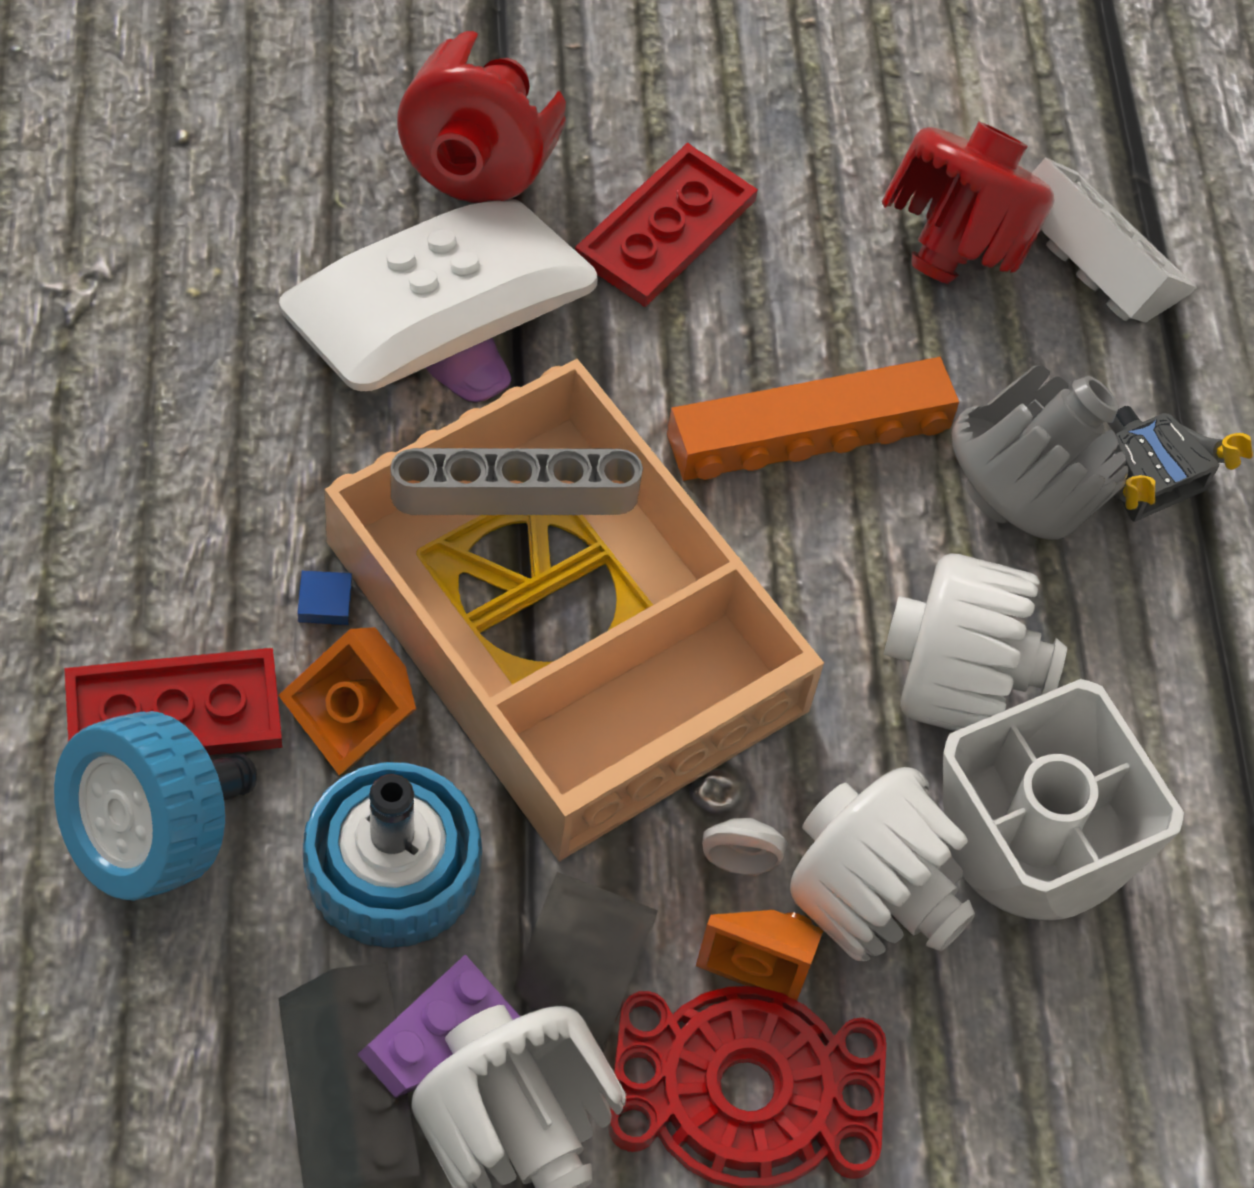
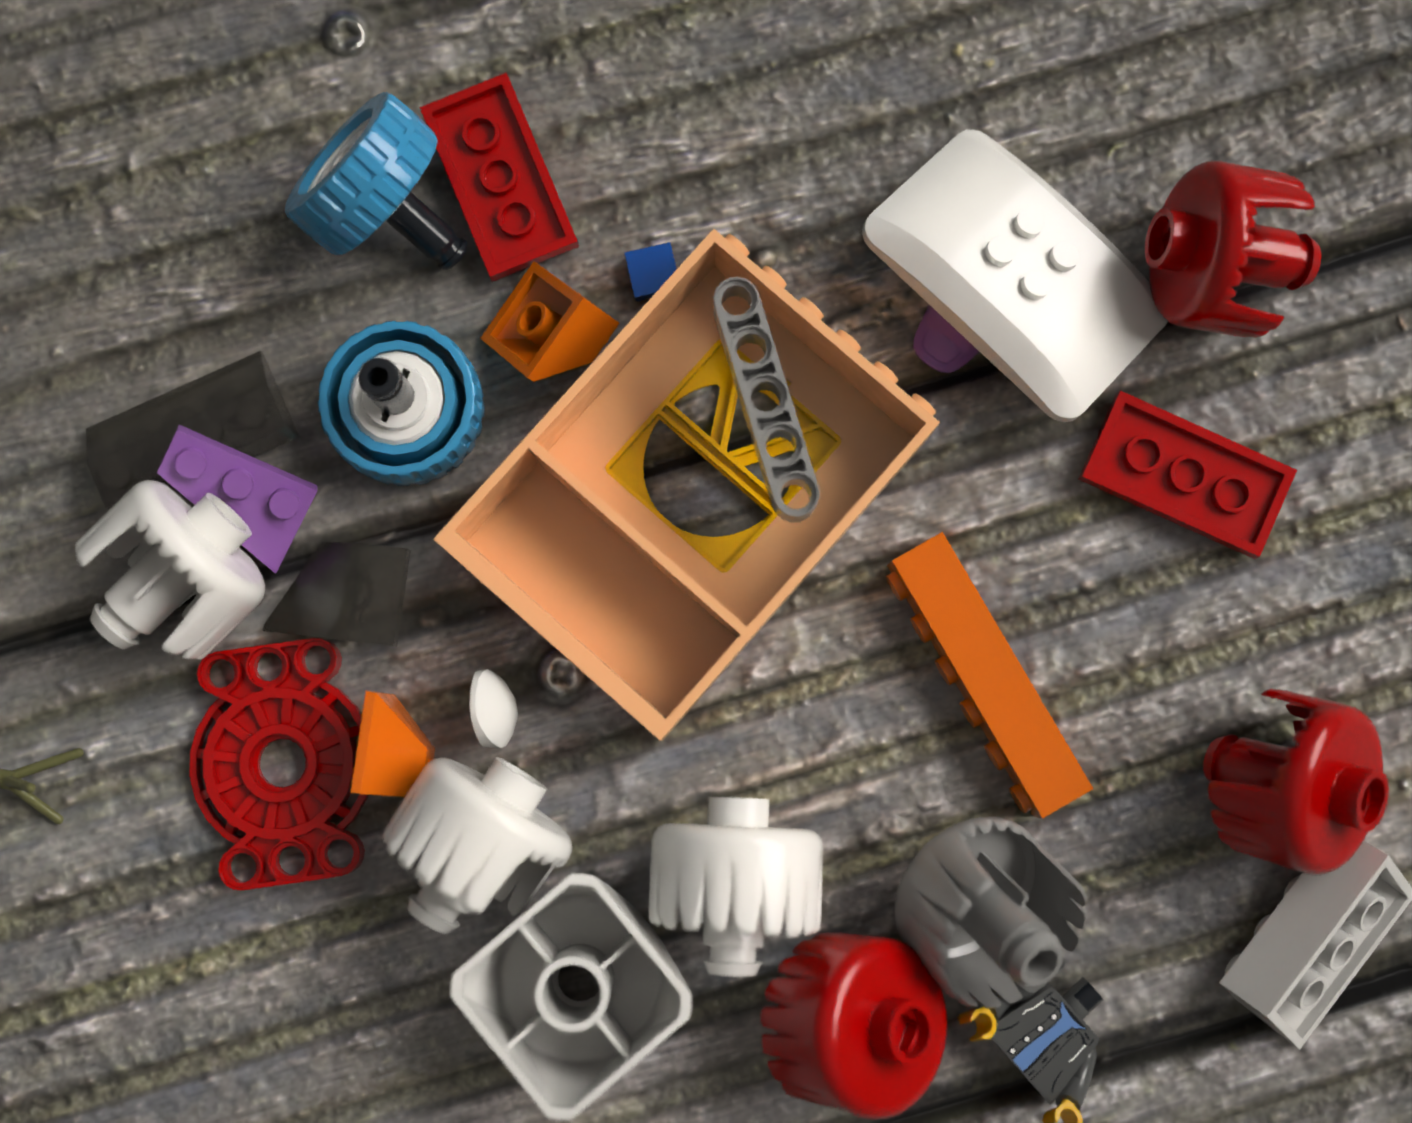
camera: 85 degrees right, 25 degrees up
(1124, 578) = (855, 1024): none -> red piece

